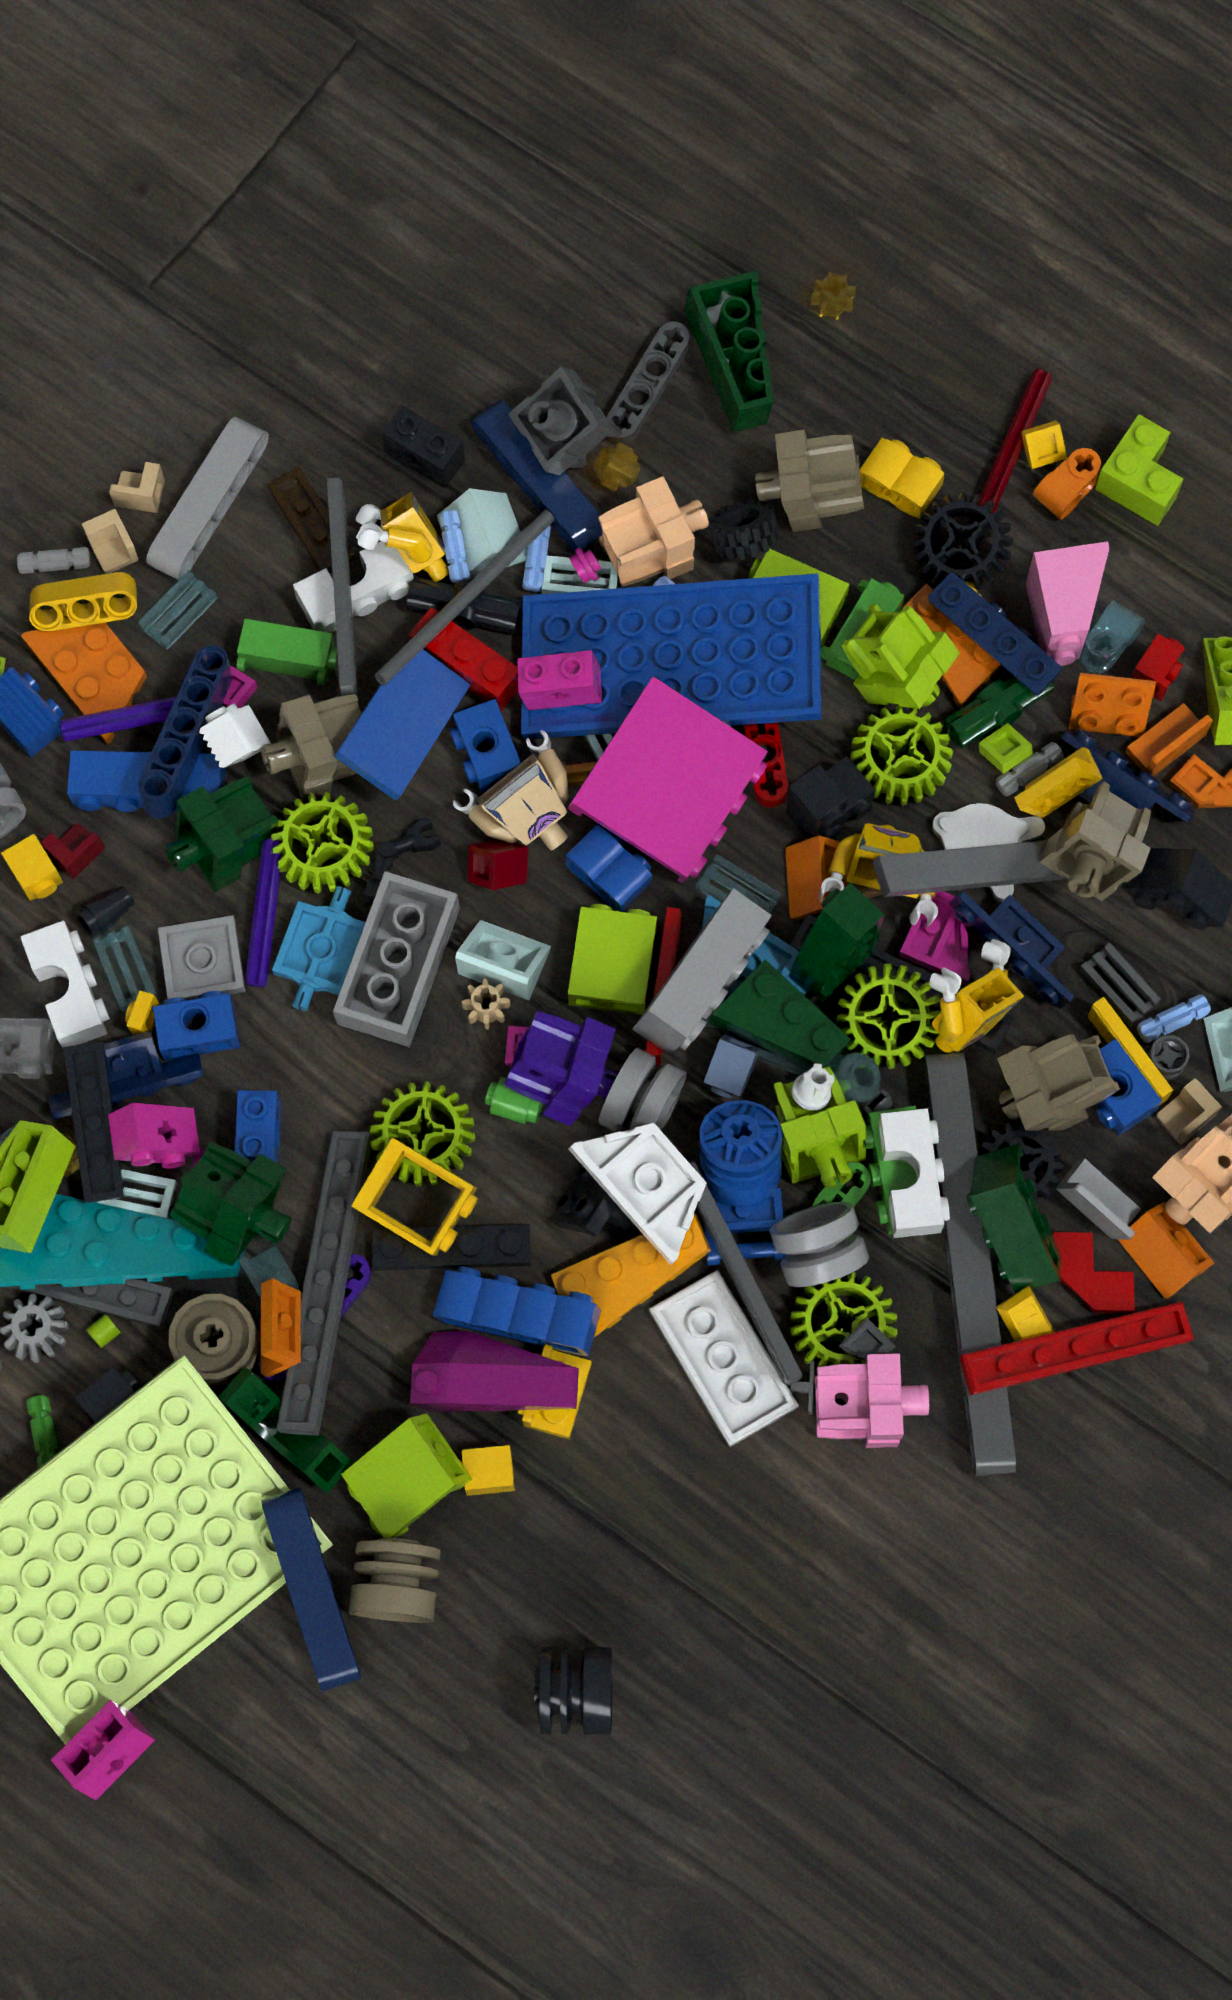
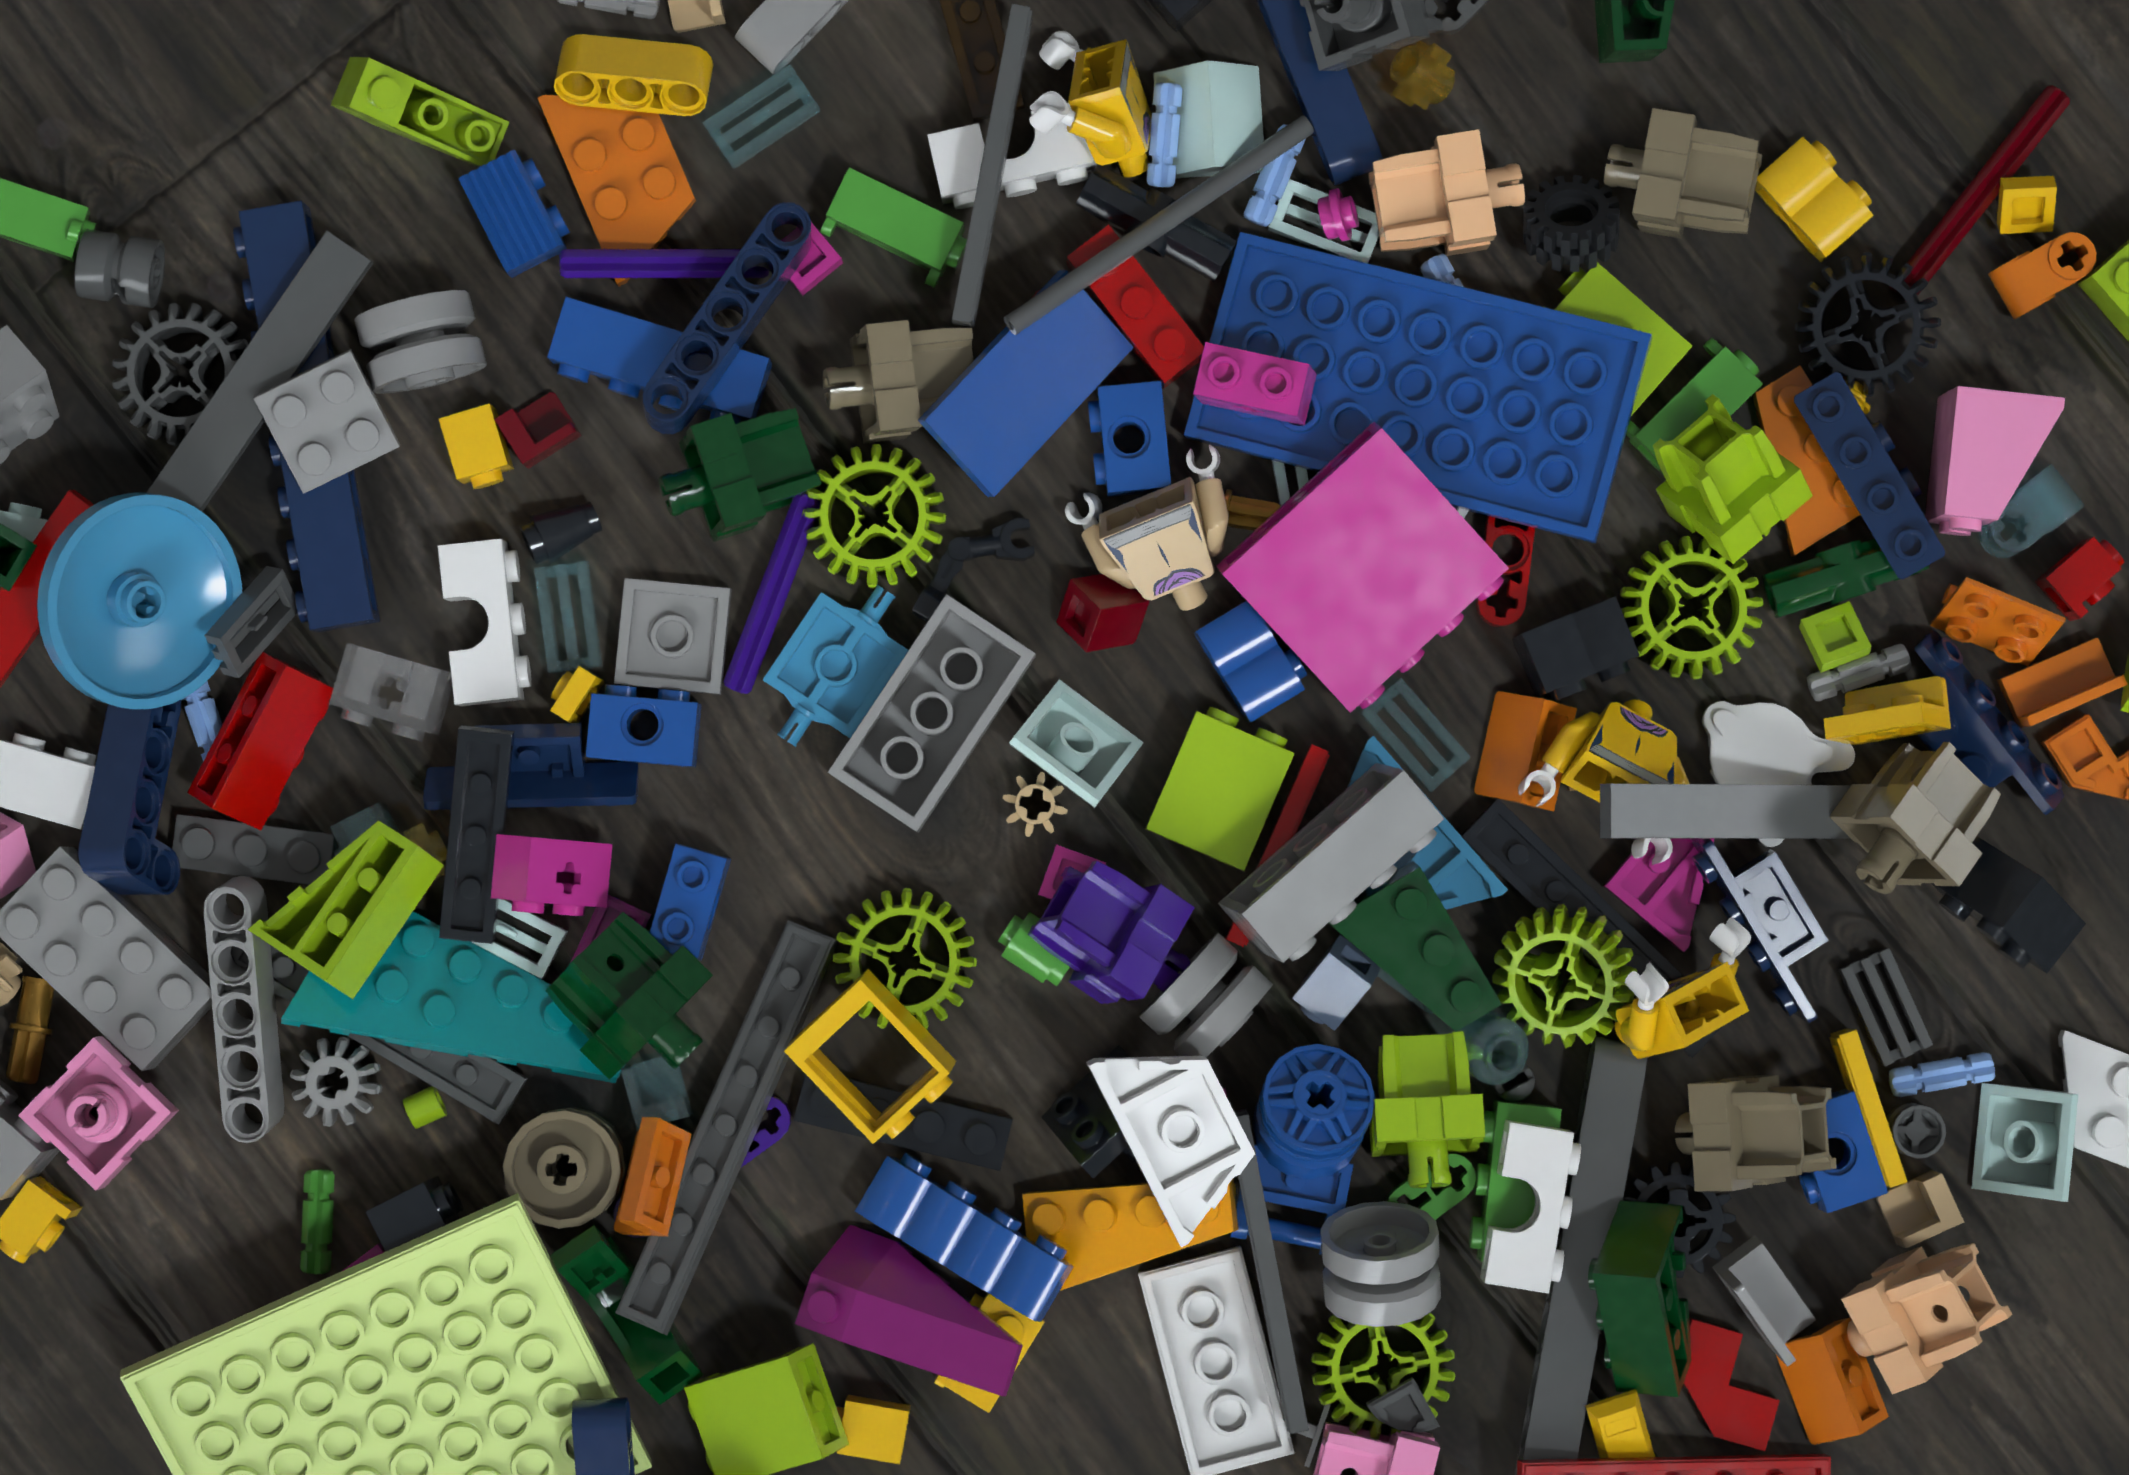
camera: 15 degrees right, 15 degrees up
(233, 734) = (792, 340): white brick -> none
(813, 1088) = (1430, 1062): white hose -> none
(838, 942) = (1522, 872): dark green wedge -> none

